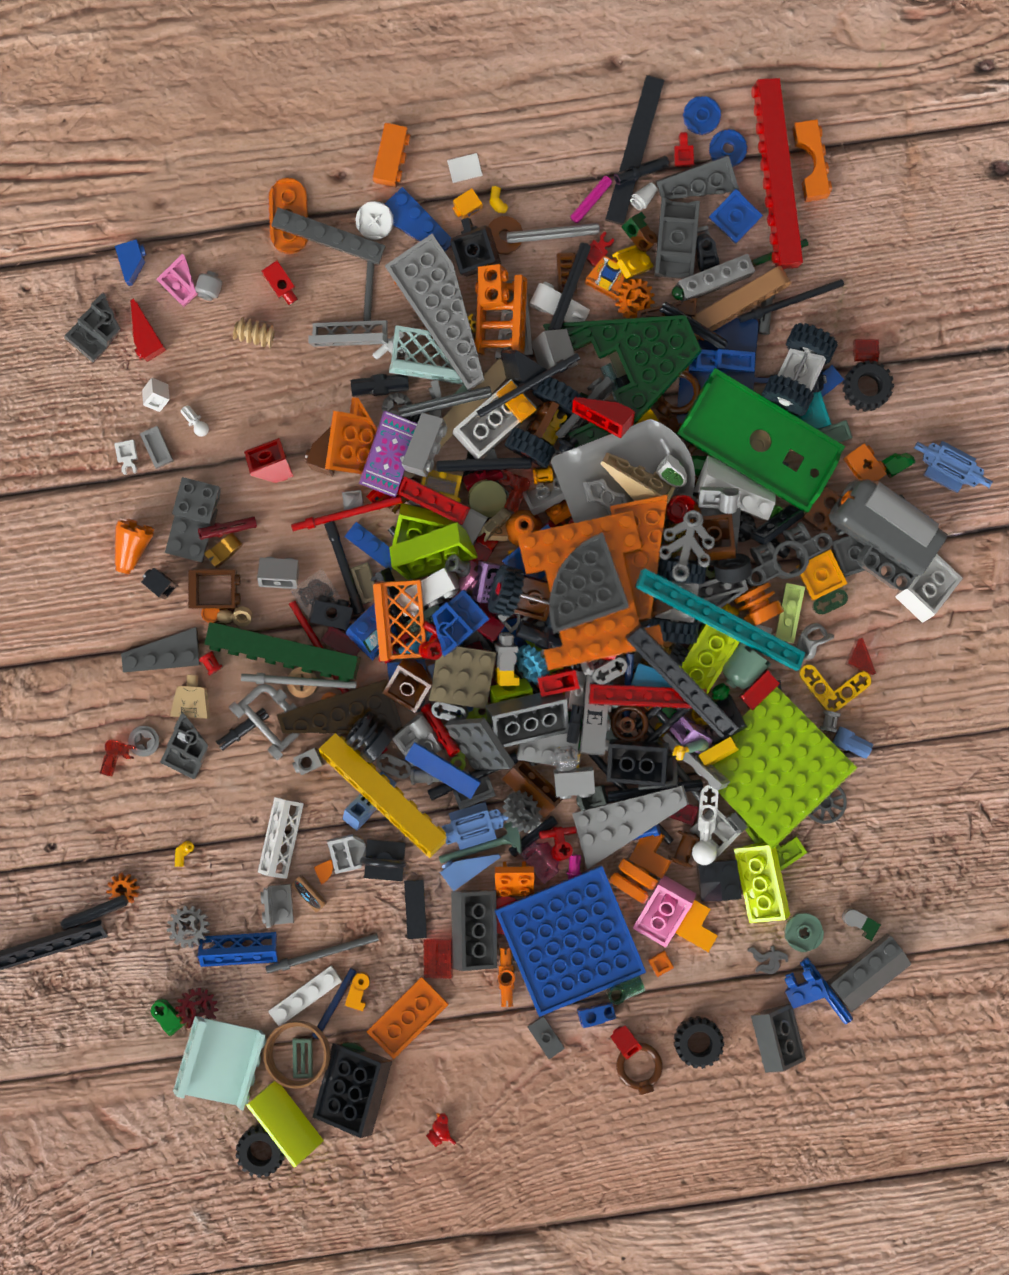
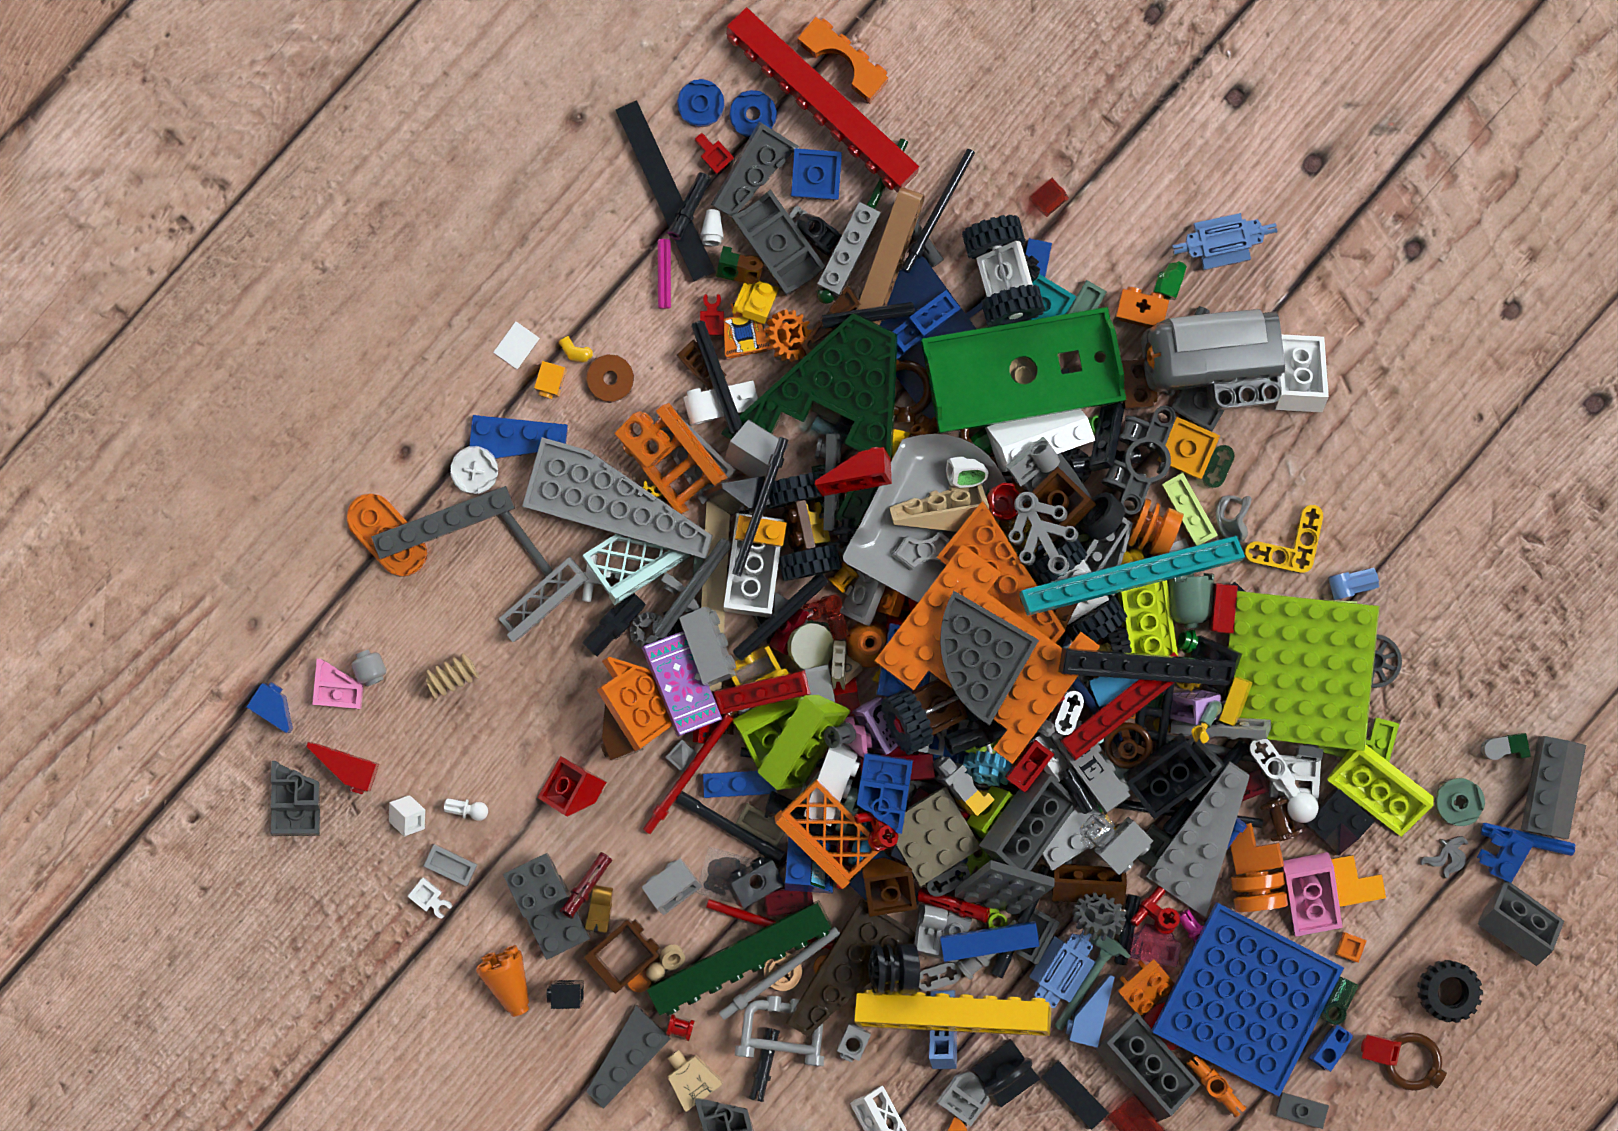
camera: 40 degrees left, 0 degrees up
(274, 275) = (424, 605): red torso -> none
(391, 155) = (436, 393): orange brick -> none
(465, 245) = (583, 412): black hinge -> none
(553, 233) = (655, 337): light grey axle -> none
(830, 721) = (1315, 580): light grey bush -> none
(860, 658) = (1291, 496): clear red slope -> none
(882, 379) = (1086, 211): black tyre -> none

